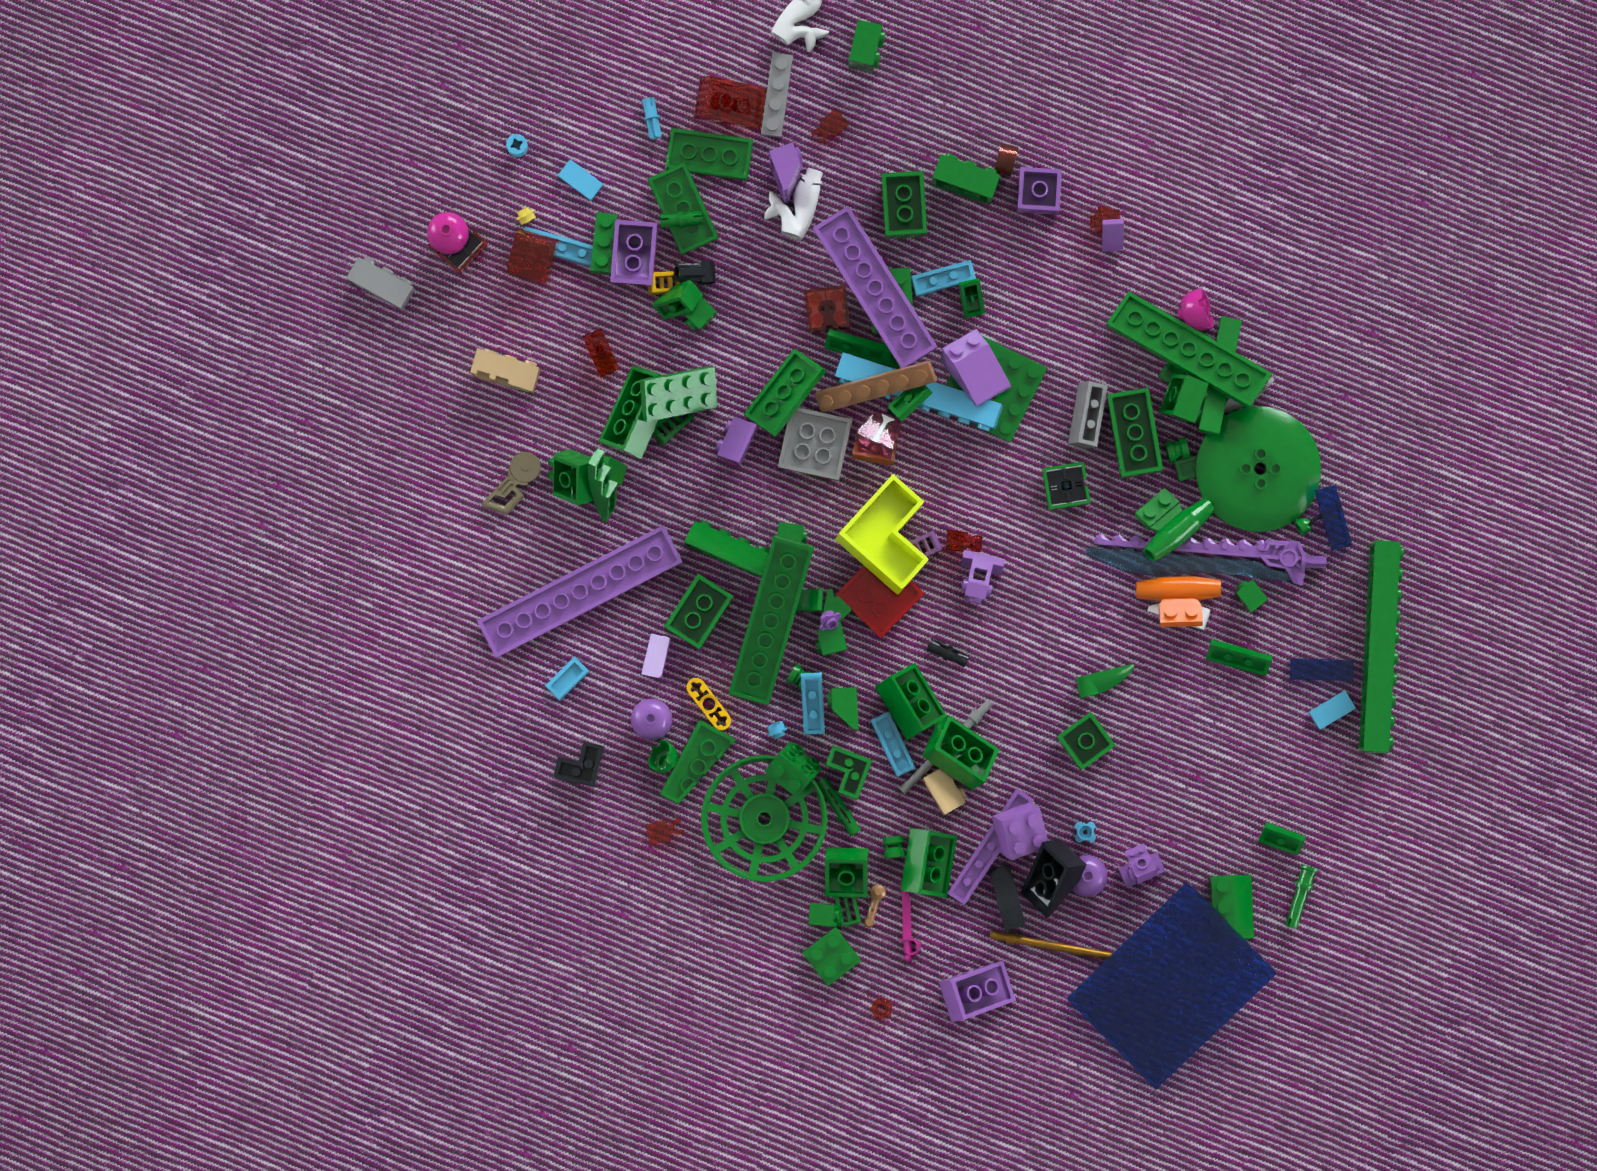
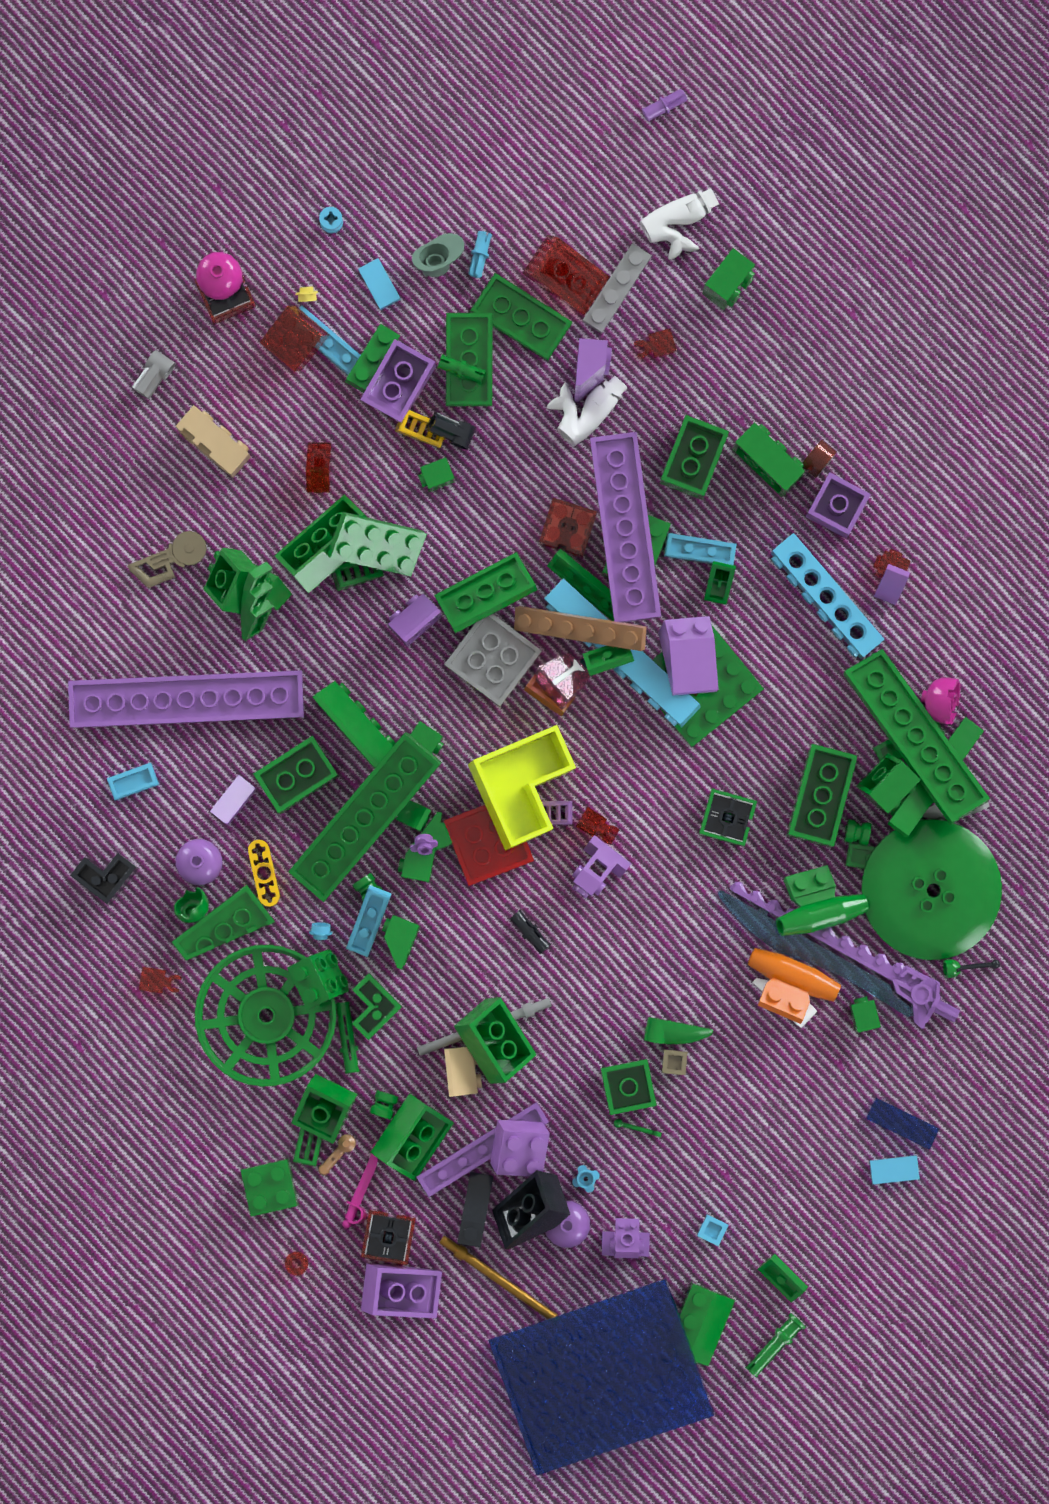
camera: 15 degrees right, 0 degrees up
(381, 282) = (130, 295): light grey brick -> none
(430, 332) = (156, 369): none -> light grey piece
(618, 134) = (437, 255): none -> sand green piece
(678, 300) = (421, 450): green slope -> none
(825, 914) = (282, 1141): green brick -> none
(892, 744) = (431, 999): medium azure tile -> none
(910, 701) = (469, 964): green slope -> none
(954, 955) = (386, 1246): none -> black piece
(1076, 267) = (825, 583): none -> medium azure brick
(1087, 414) = (783, 755): light grey brick -> none
(1090, 775) = (618, 1123): none -> green hinge
(1113, 704) = (674, 1062): none -> dark tan plate
(1206, 826) = (712, 1230): none -> medium azure plate
(1238, 657) = (823, 1072): green plate -> none
(1333, 517) = (985, 973): clear blue tile -> none
(1380, 647) = (972, 1129): green brick -> none

